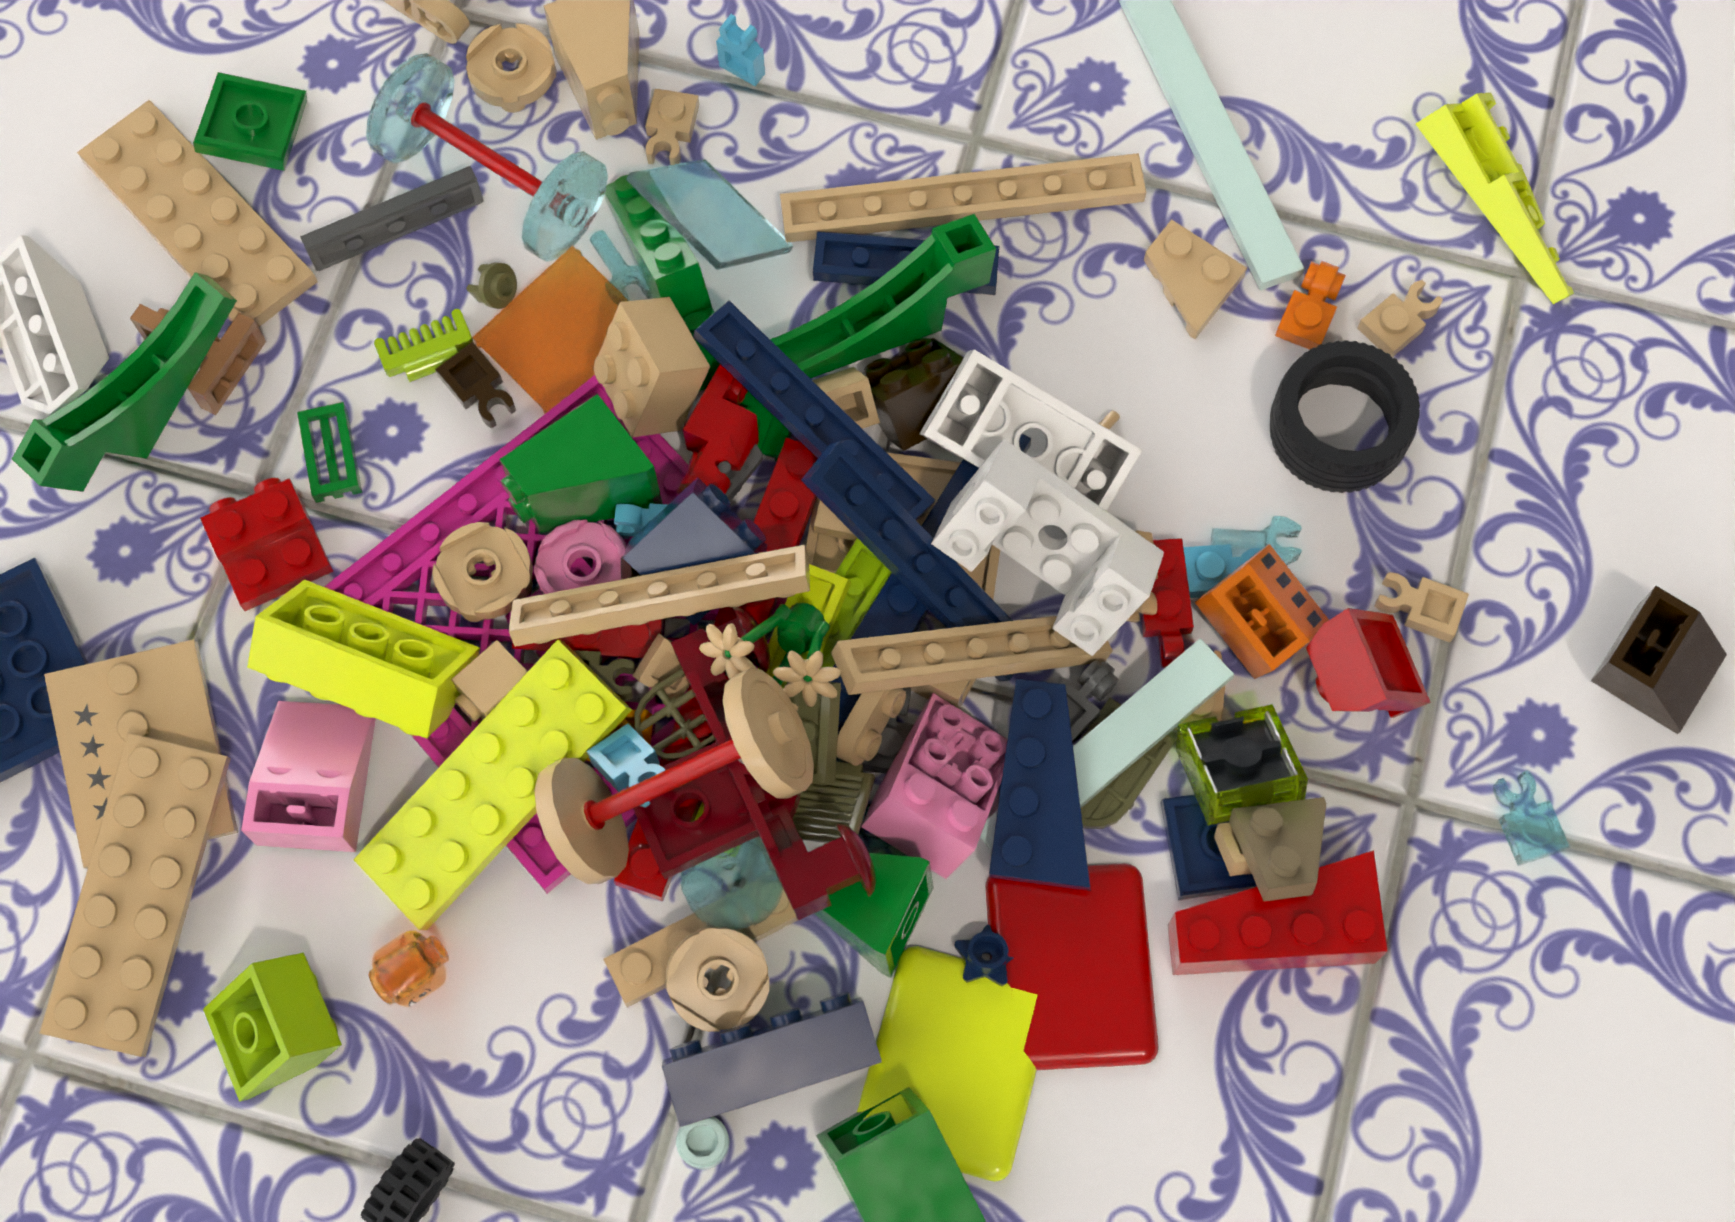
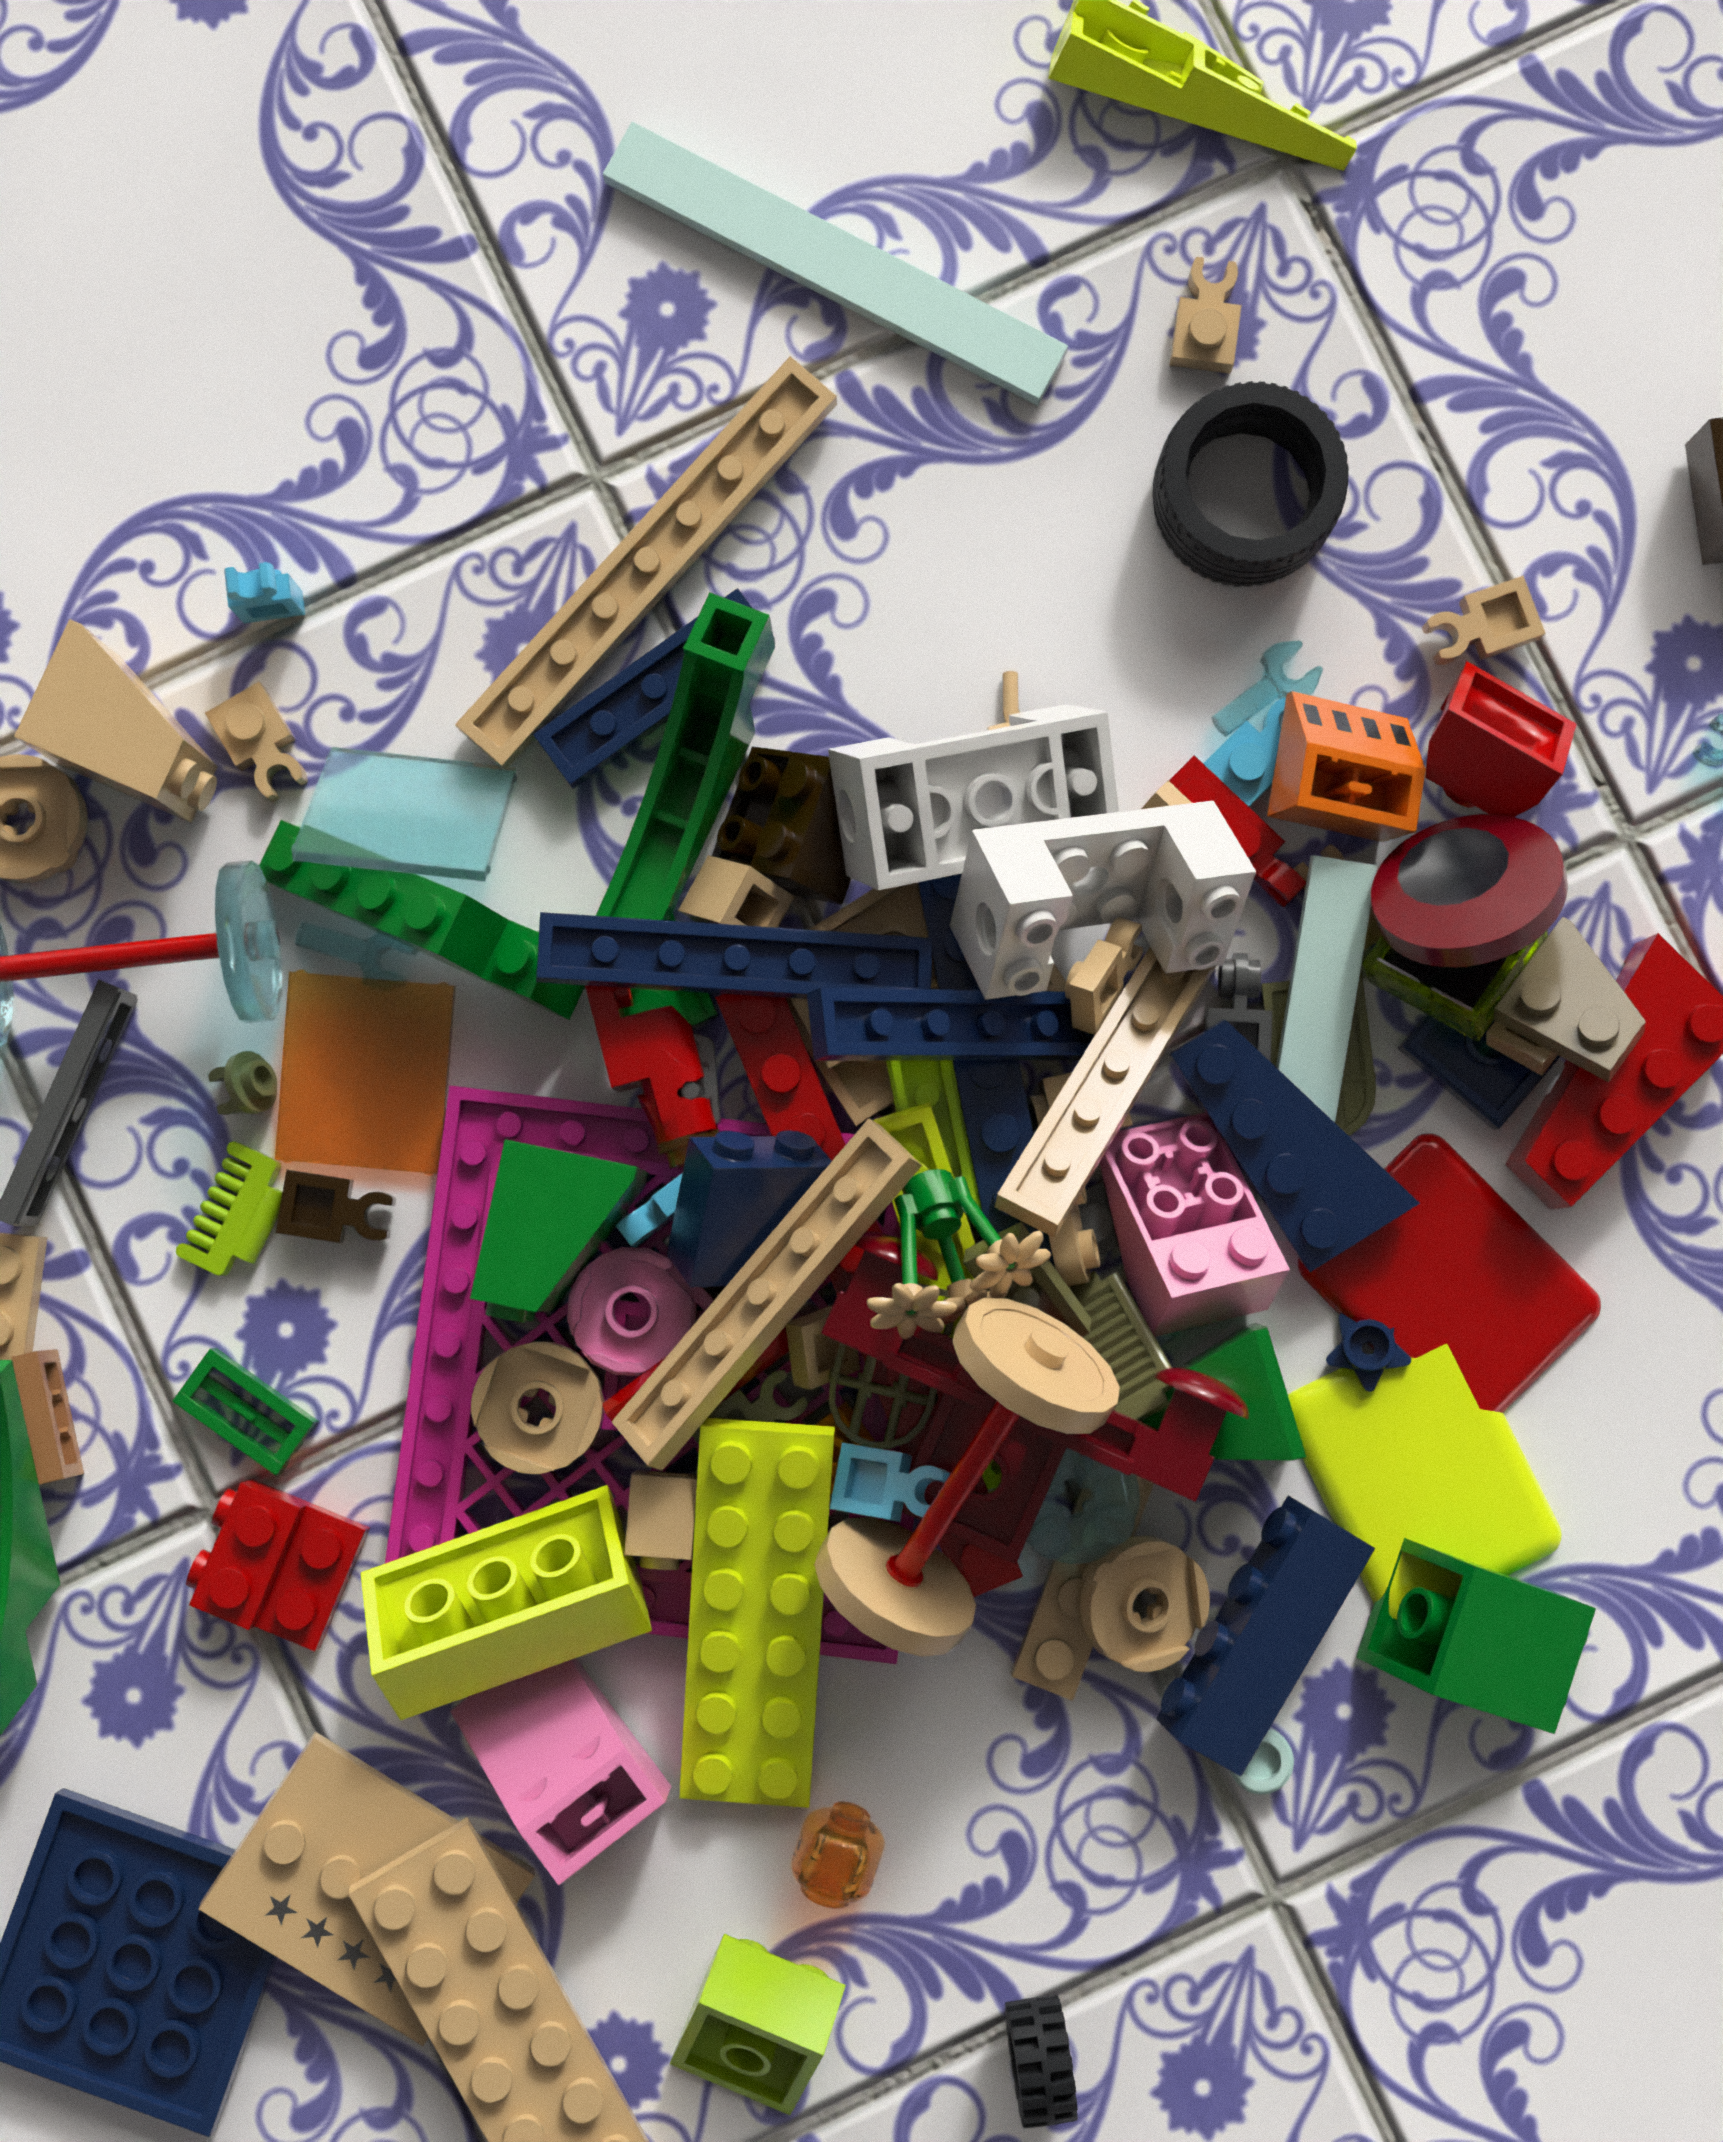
camera: 40 degrees left, 15 degrees up
(650, 366) = (510, 1044): tan brick -> none
(1014, 595) = (1099, 980): none -> tan plate
(1192, 274) = (958, 447): tan wing -> none
(1273, 722) = (1469, 890): none -> dark red piece
(1309, 315) = (1113, 397): orange plate -> none

